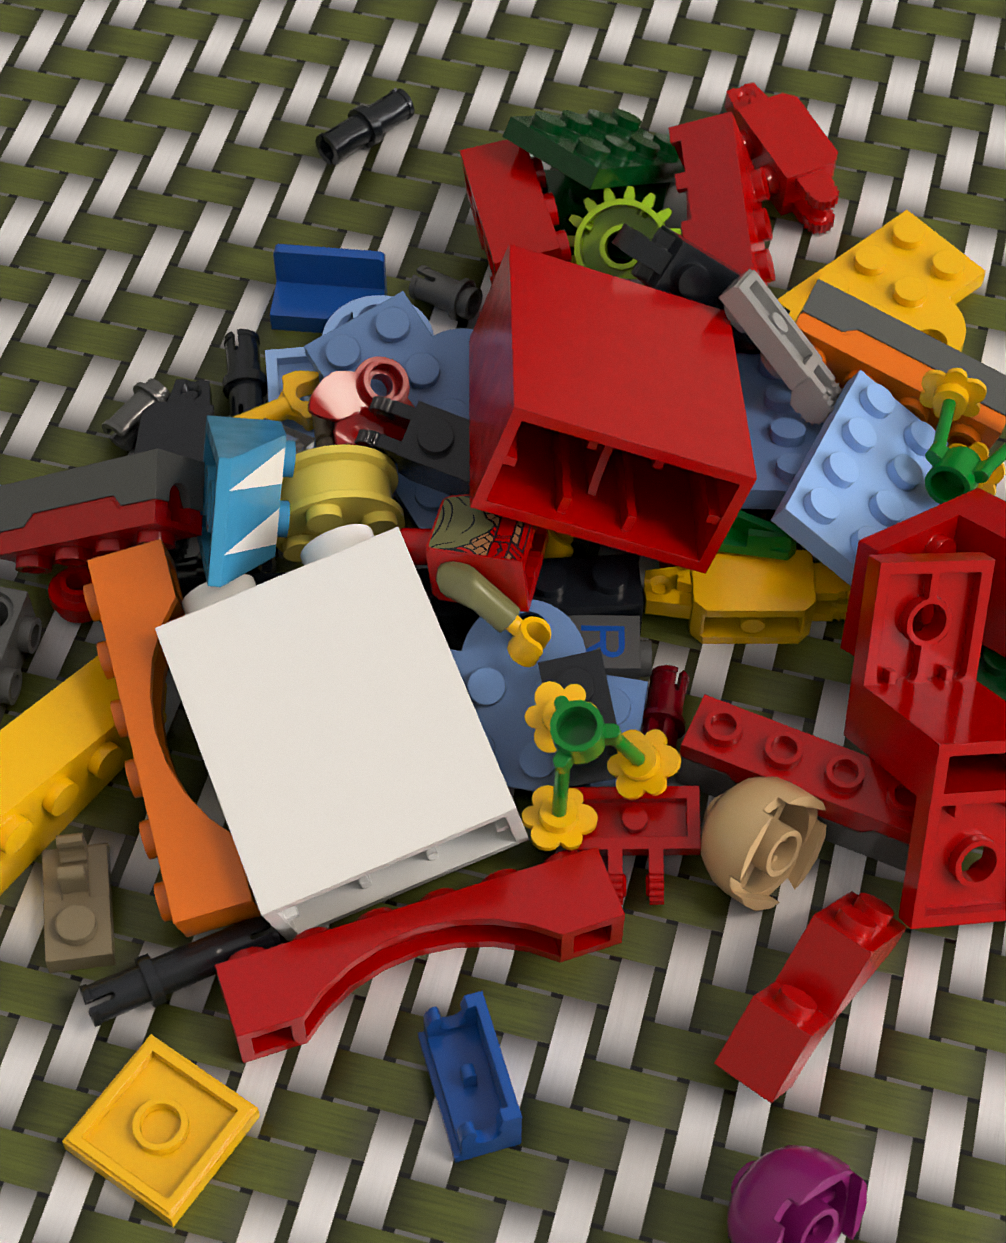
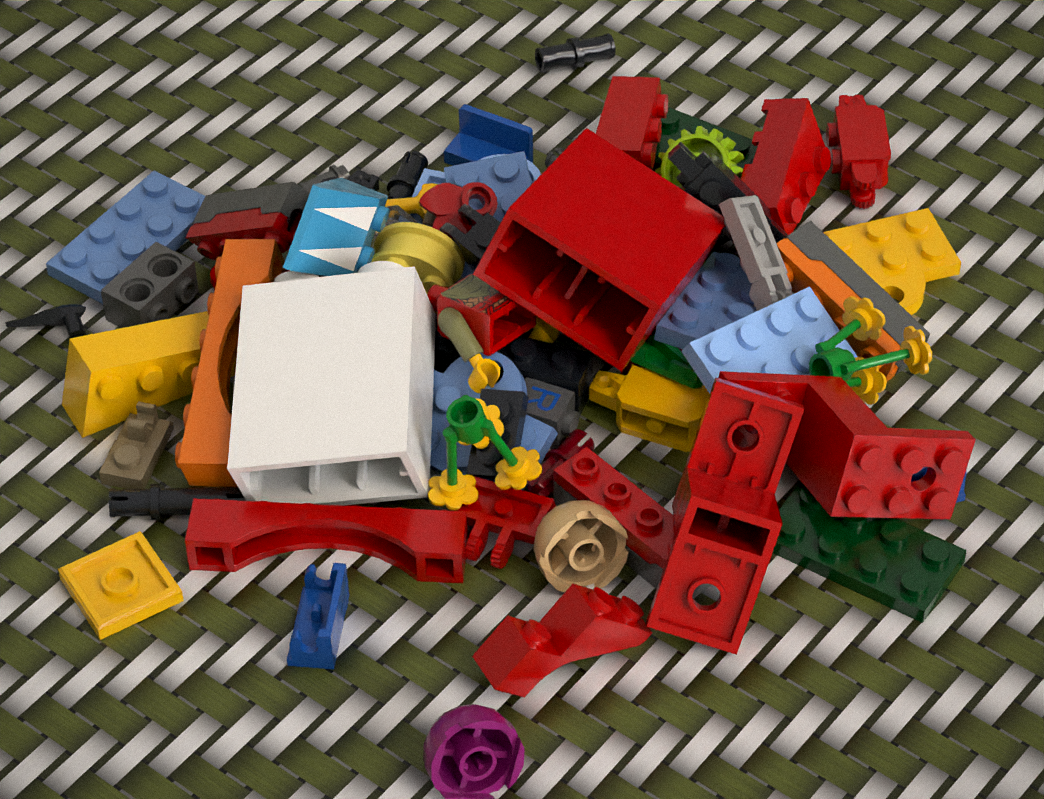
camera: 25 degrees right, 10 degrees down
(597, 147) = (706, 100): dark green plate -> none

